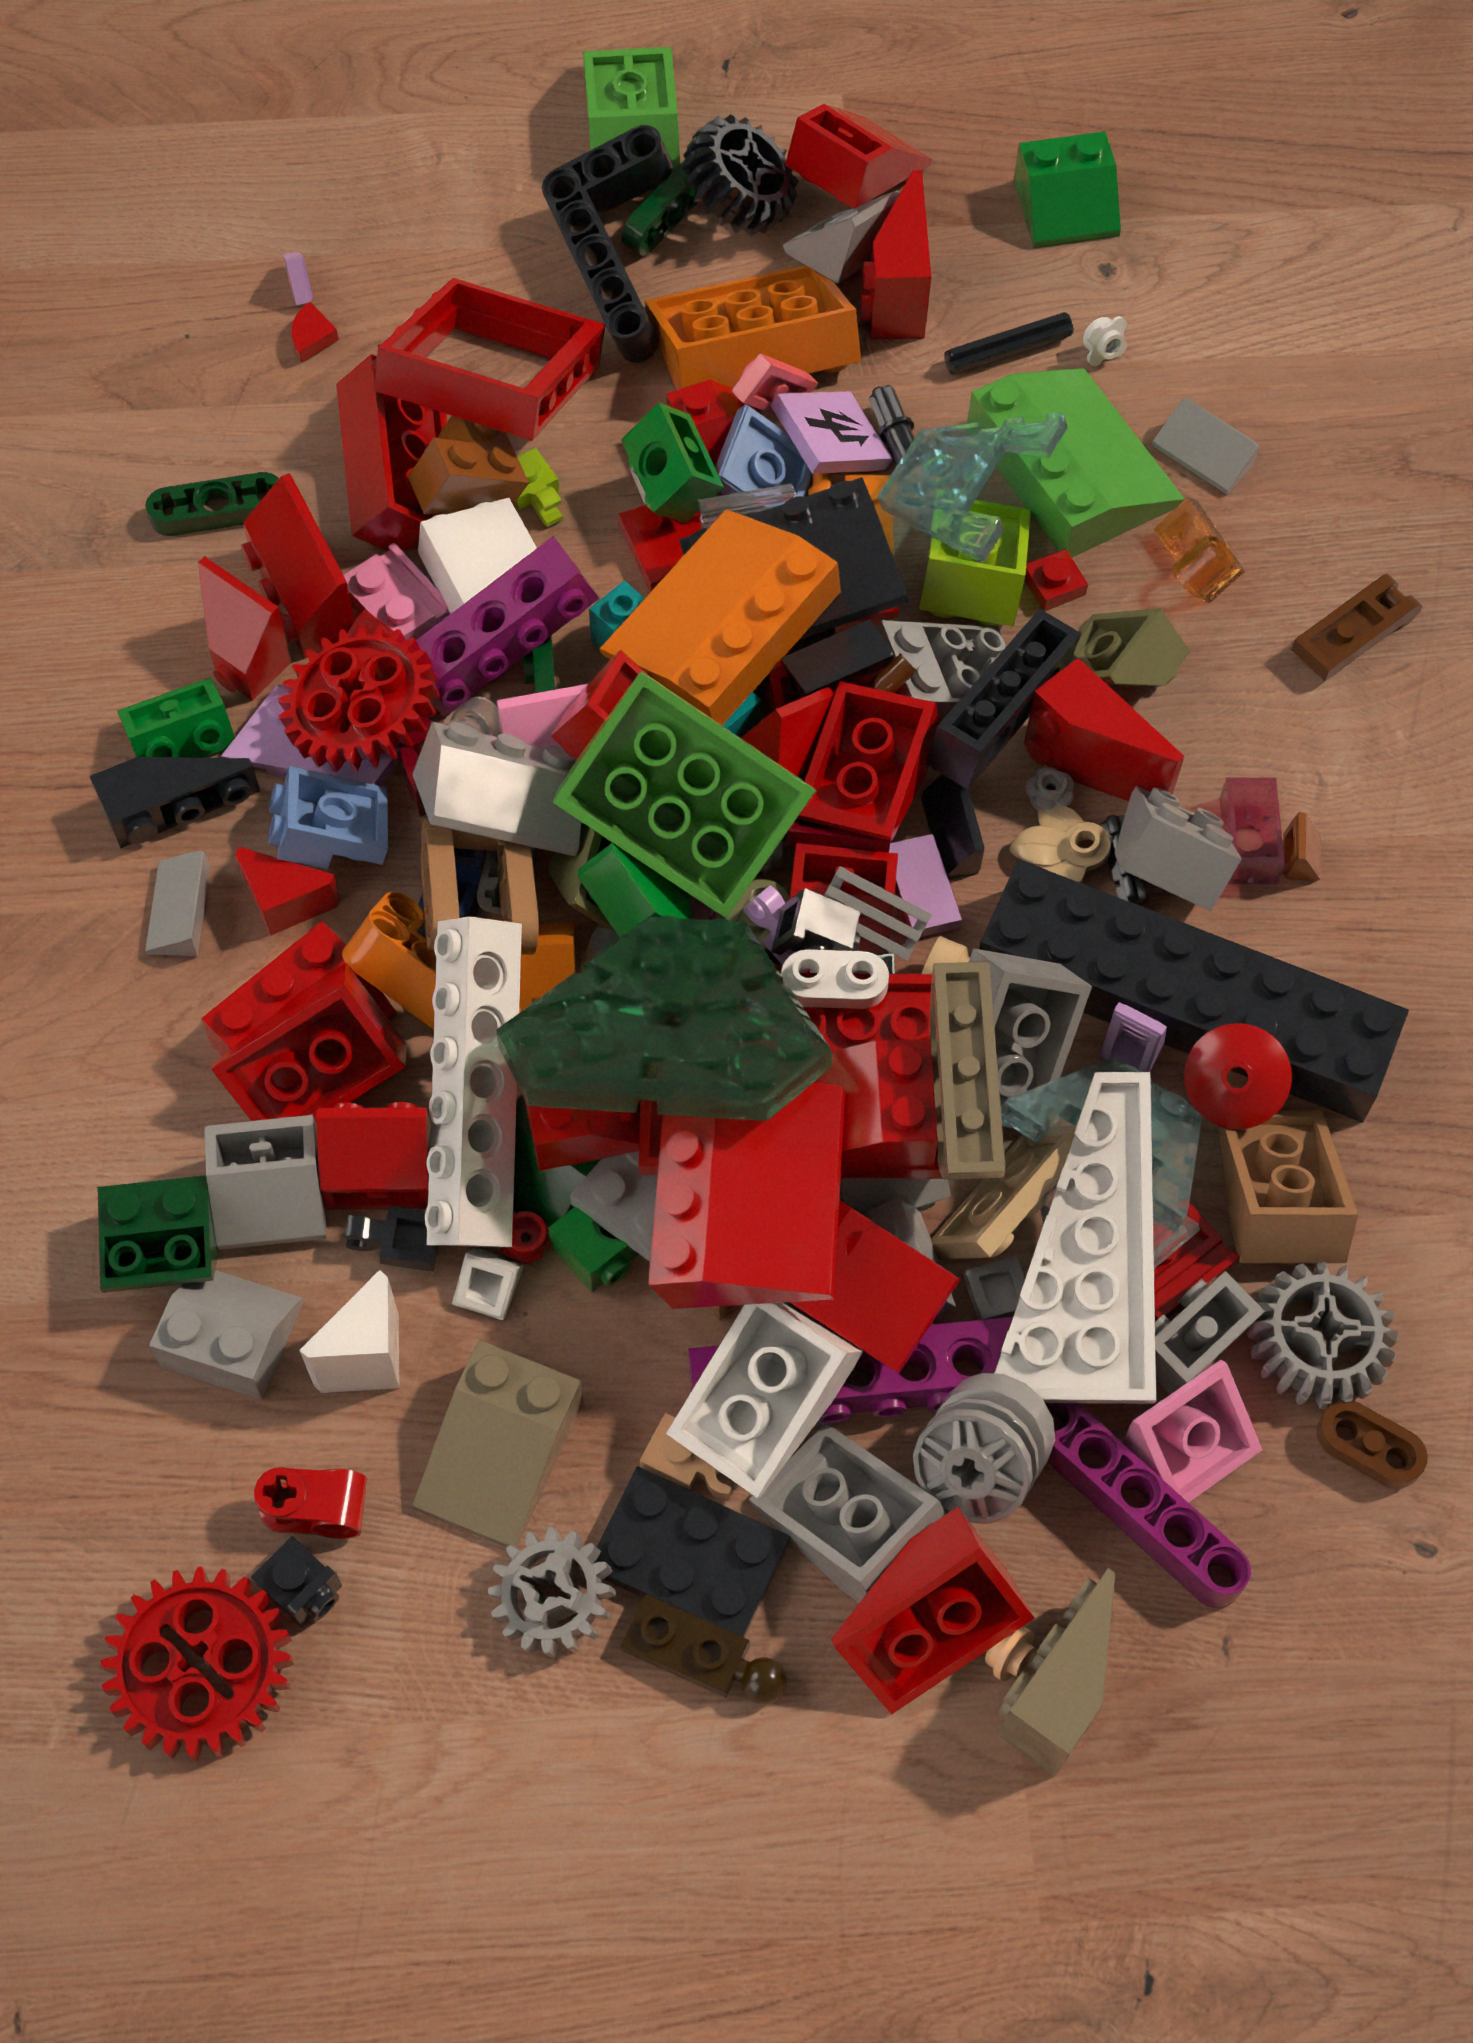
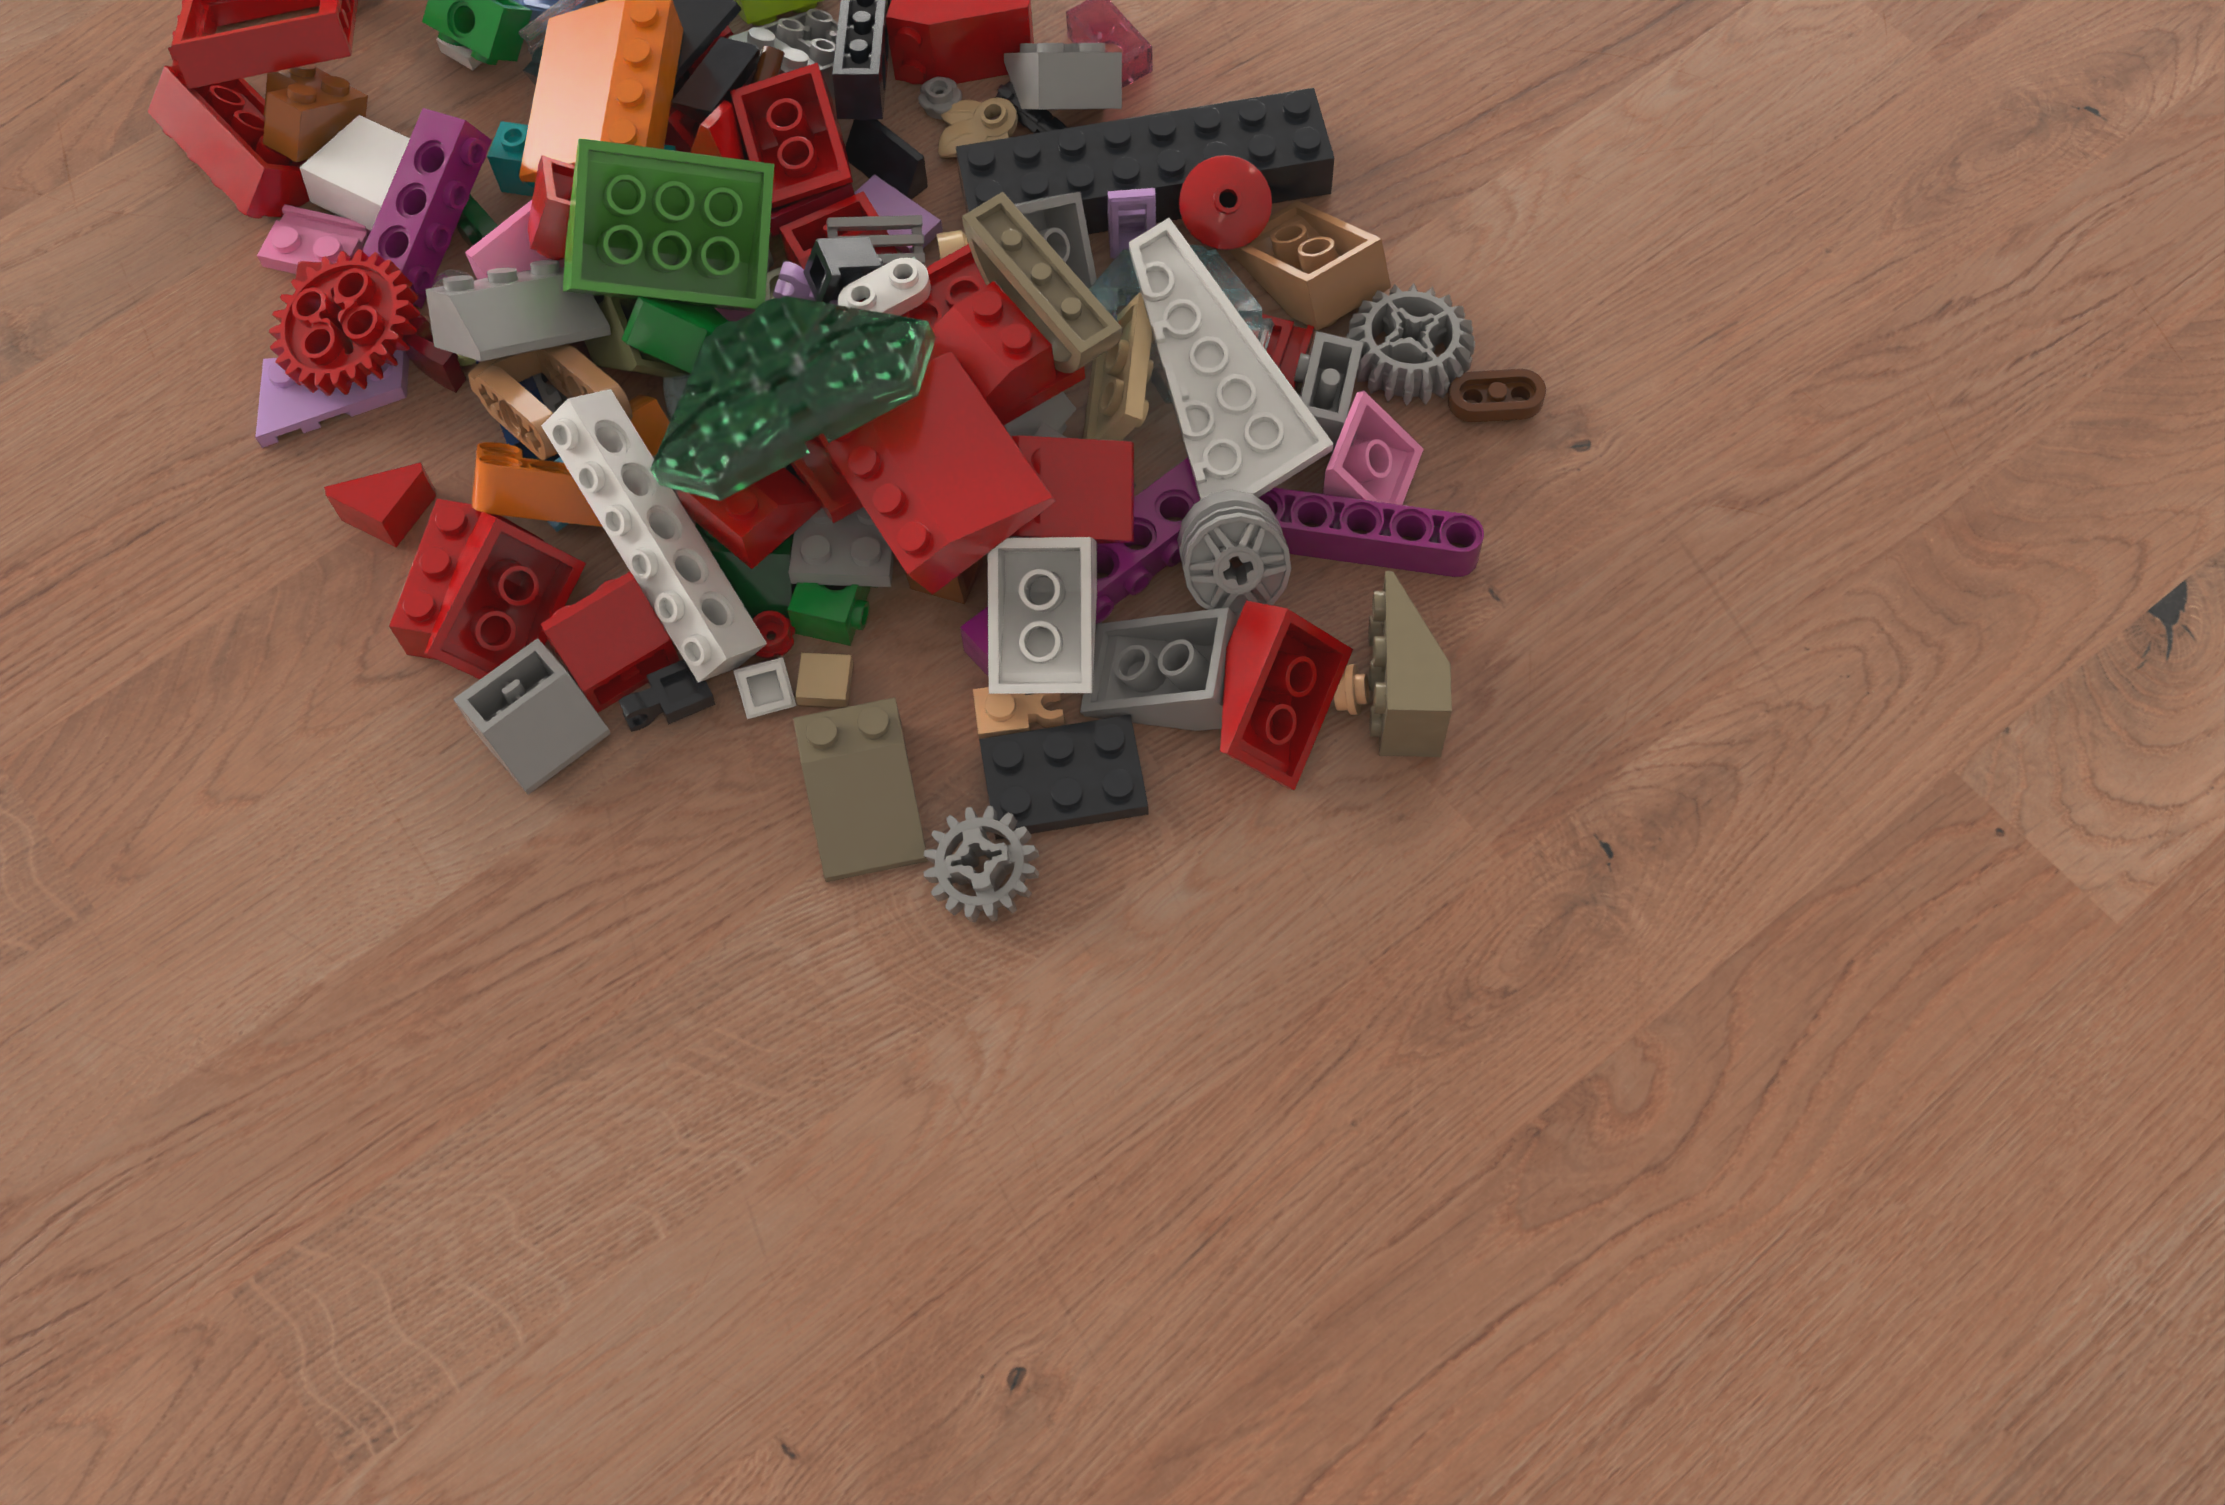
camera: 30 degrees left, 0 degrees up
(156, 1234) = (469, 804): dark green slope -> none
(159, 1699) = (726, 1140): red gear -> none
(162, 792) = (225, 491): black slope -> none
(178, 905) = (301, 567): light grey slope -> none
(179, 723) = (201, 437): green bracket -> none
(198, 493) = (89, 287): dark green beam -> none
(226, 1332) = (580, 849): light grey slope -> none
(242, 632) = (204, 329): red slope -> none
(297, 568) = (217, 258): red slope -> none
(298, 277) = (52, 55): lavender tile -> none
(298, 1582) = (776, 988): black bracket -> none
(311, 332) = (95, 90): red tile -> none
(320, 1501) = (747, 919): red piece -> none
(328, 817) = (380, 427): medium blue plate -> none
(358, 1343) = (699, 782): white slope -> none
(542, 488) = (382, 103): lime plate -> none
(543, 1312) = (824, 680): none -> tan tile
(655, 541) = (501, 88): red wing -> none
(701, 1652) = (1124, 836): dark brown plate -> none
(995, 1288) = (1157, 452): light grey plate -> none
(1302, 849) = (1155, 33): dark orange slope -> none

